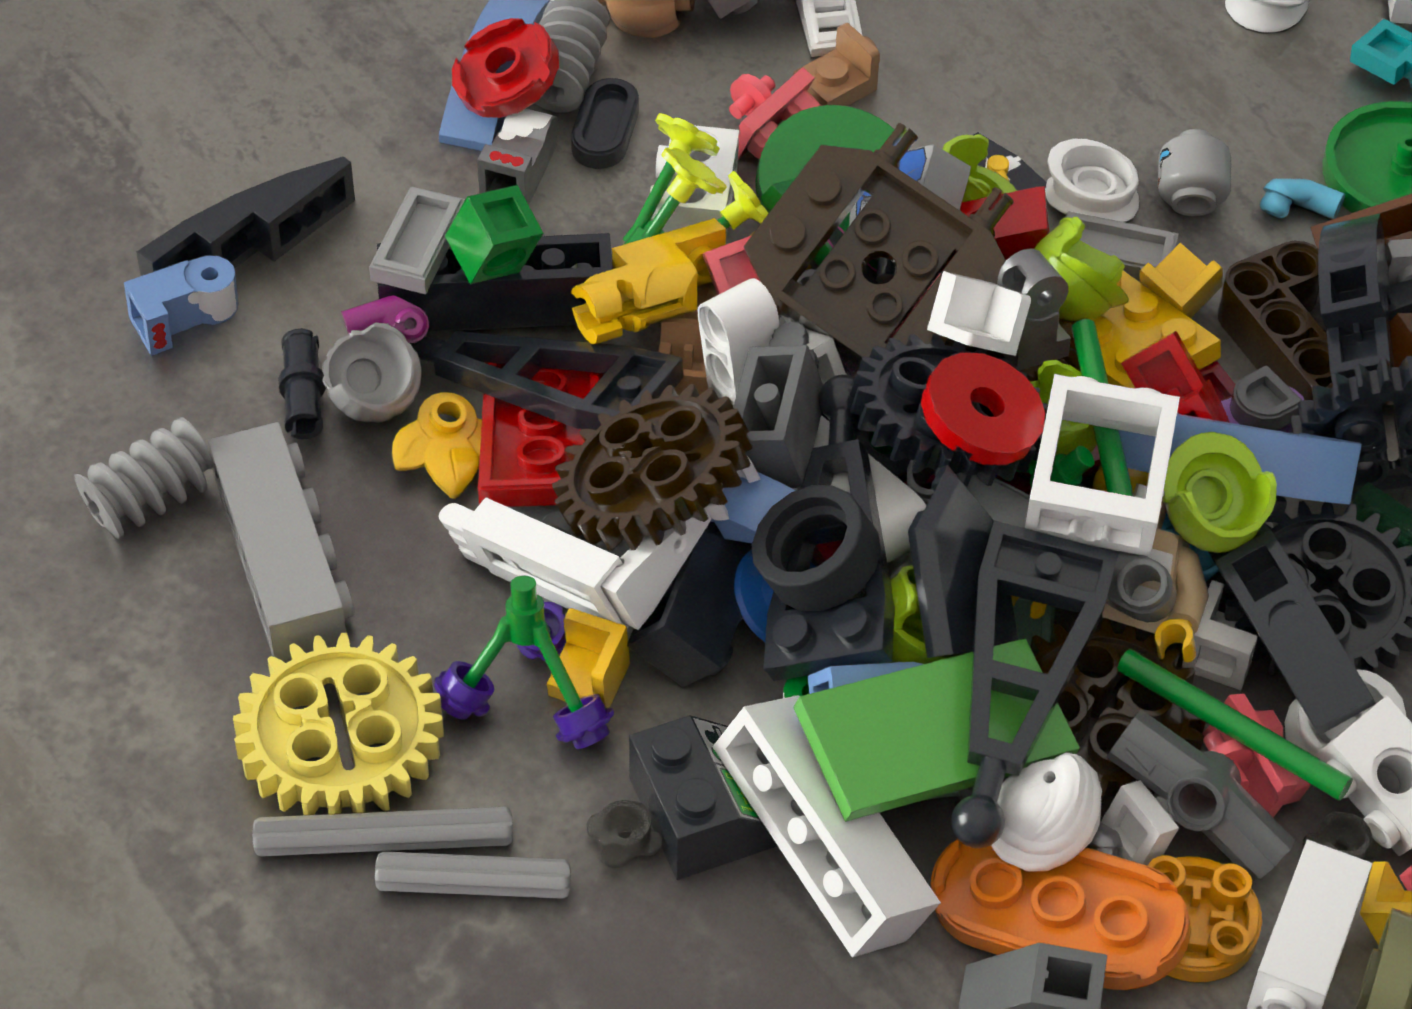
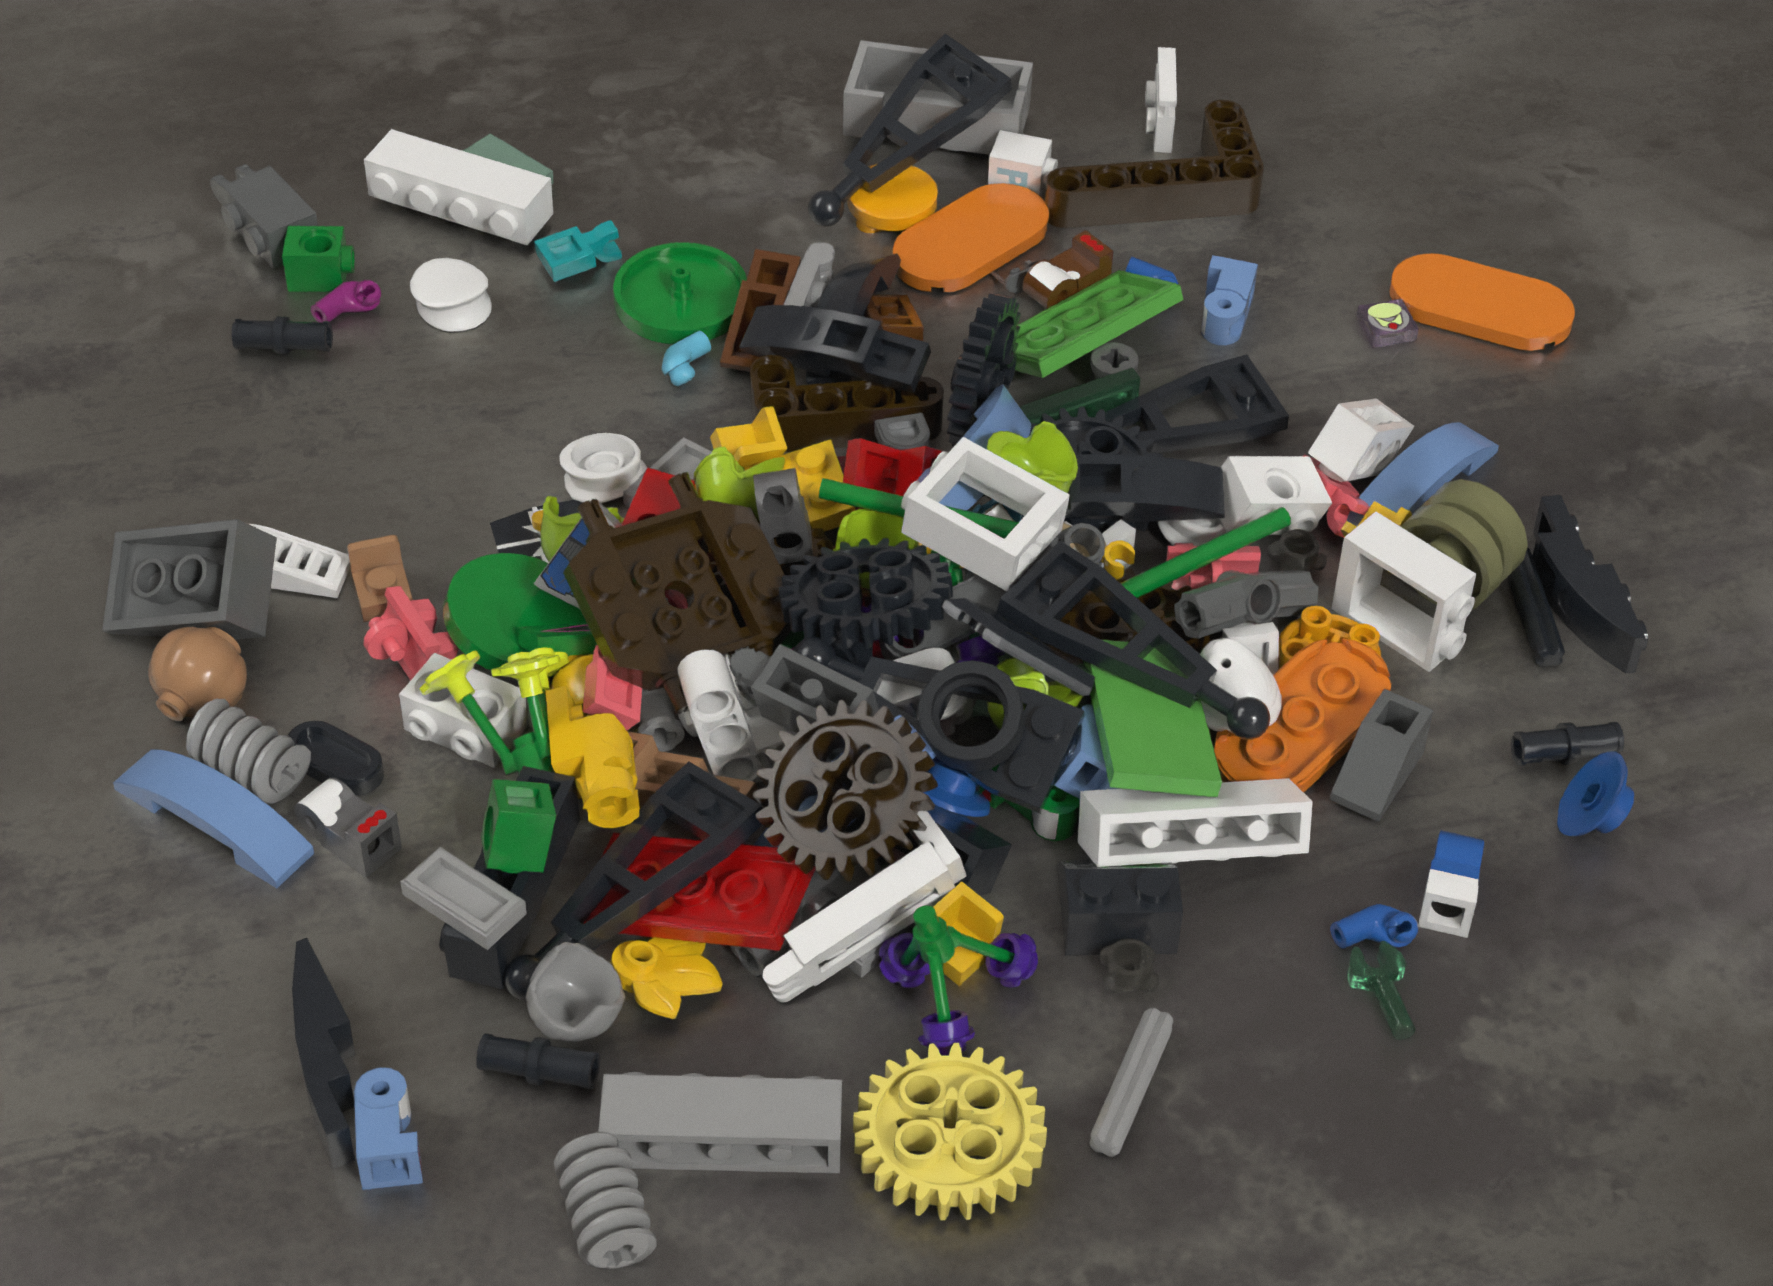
camera: 70 degrees left, 5 degrees down
(382, 831) = (1064, 1134): light grey axle -> none
(392, 311) = (521, 957): magenta arm -> none
(517, 87) = (271, 816): red tile -> none
(979, 313) = (791, 535): white panel -> none
(998, 386) = (904, 558): red tile -> none
(1194, 172) = (632, 402): light grey head -> none

